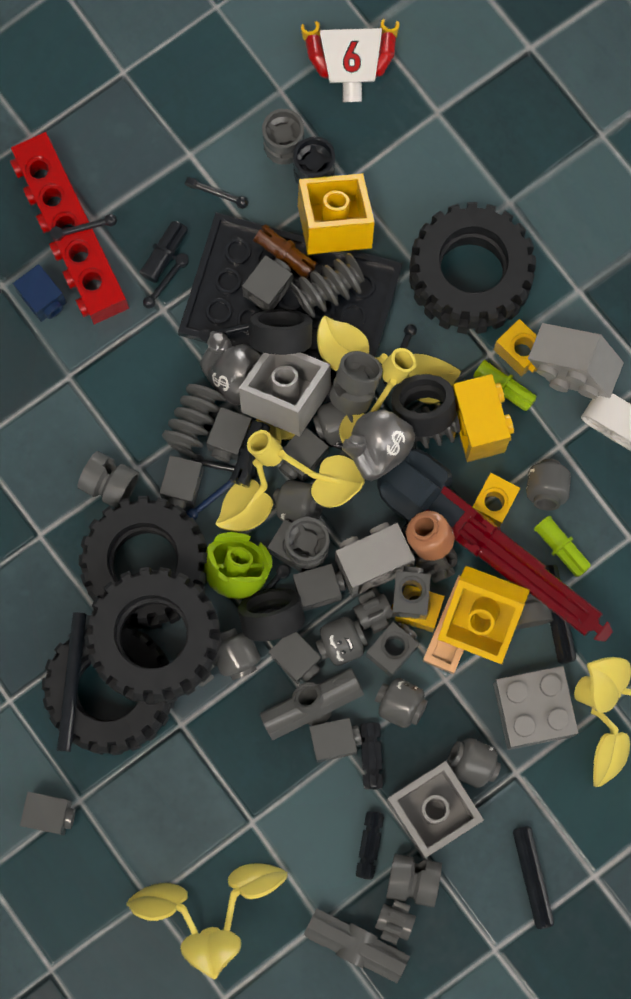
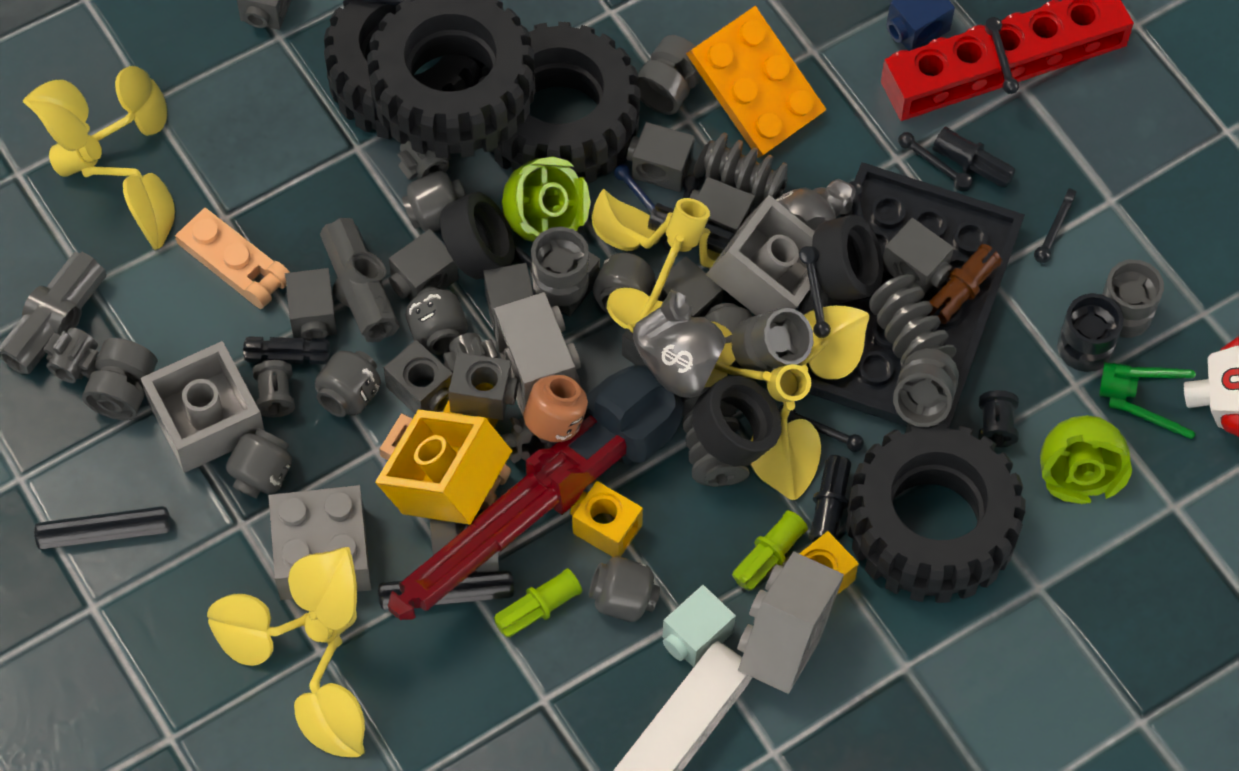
camera: 90 degrees right, 15 degrees down
(113, 412) = (756, 81): none -> light orange plate
(291, 355) = (809, 256): none -> black hinge
(292, 809) = (232, 257): none -> light nougat plate
(335, 213) = (1015, 344): yellow brick -> none
(348, 146) = (1122, 381): none -> green plant
(369, 845) = (170, 338): black axle -> none
(390, 269) = (926, 387): none -> dark grey wheel
(392, 229) = (1008, 403): none -> black bush
(408, 760) = (274, 388): none -> dark grey bush
(414, 167) = (1085, 459): none -> lime cylinder
(461, 344) = (831, 497): none -> black axle
(481, 418) = (719, 500): yellow brick -> none
(572, 431) = (696, 626): none -> light aqua brick

